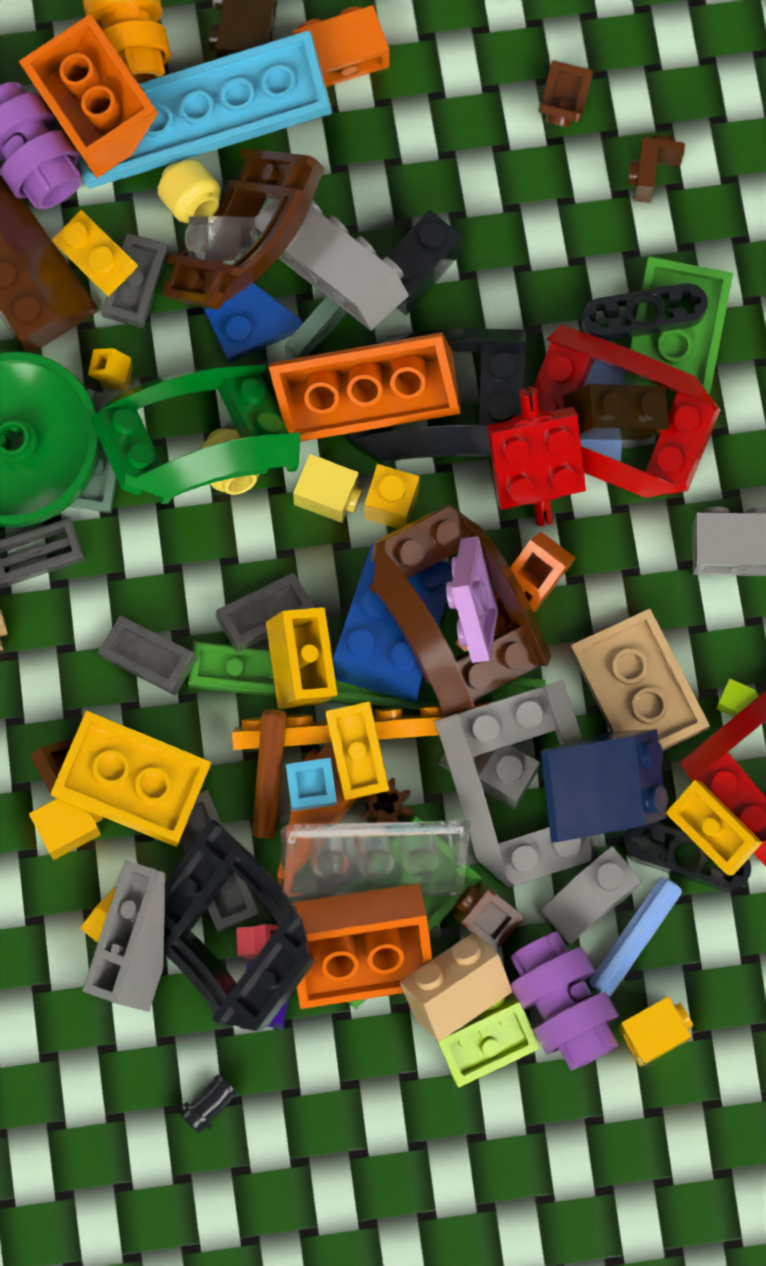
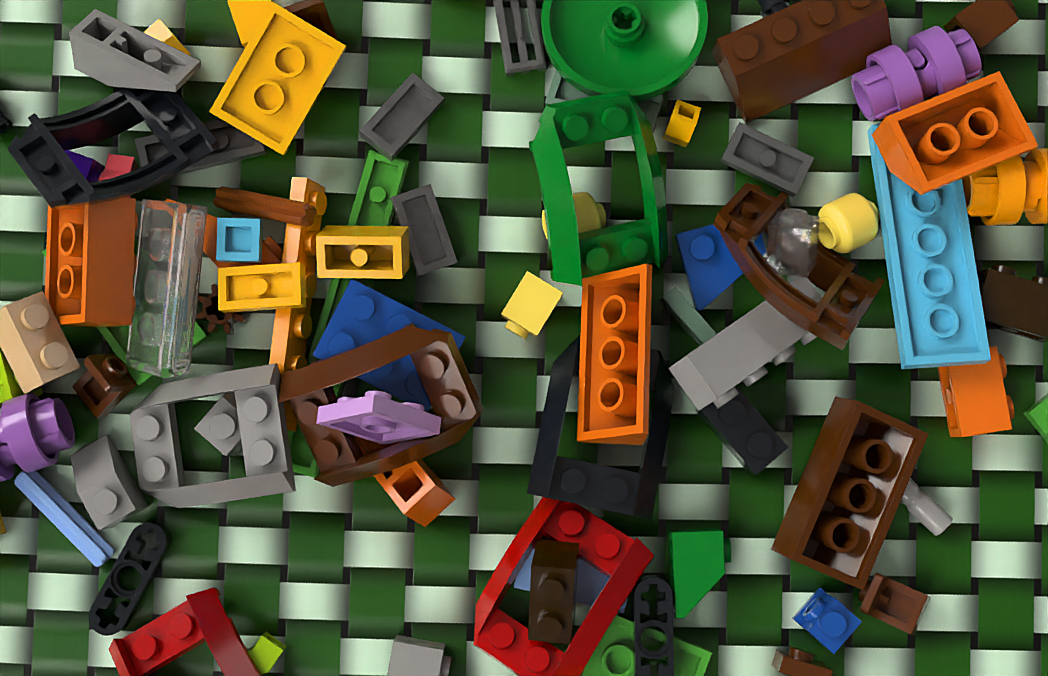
camera: 100 degrees right, 10 degrees up
(94, 253) = (798, 124): yellow plate -> none
(391, 497) = (511, 363): yellow brick -> none
(459, 87) = (925, 509): none -> light grey piece
(462, 149) = (849, 491): none -> reddish brown slope
(536, 457) = (519, 506): red plate -> none
(562, 285) = (695, 565): none -> green slope
(595, 152) = (827, 620): none -> blue brick
(604, 784) = (187, 511): dark blue slope -> none
(639, 680) = (292, 564): tan plate -> none
(713, 827) = (139, 608): yellow plate -> none

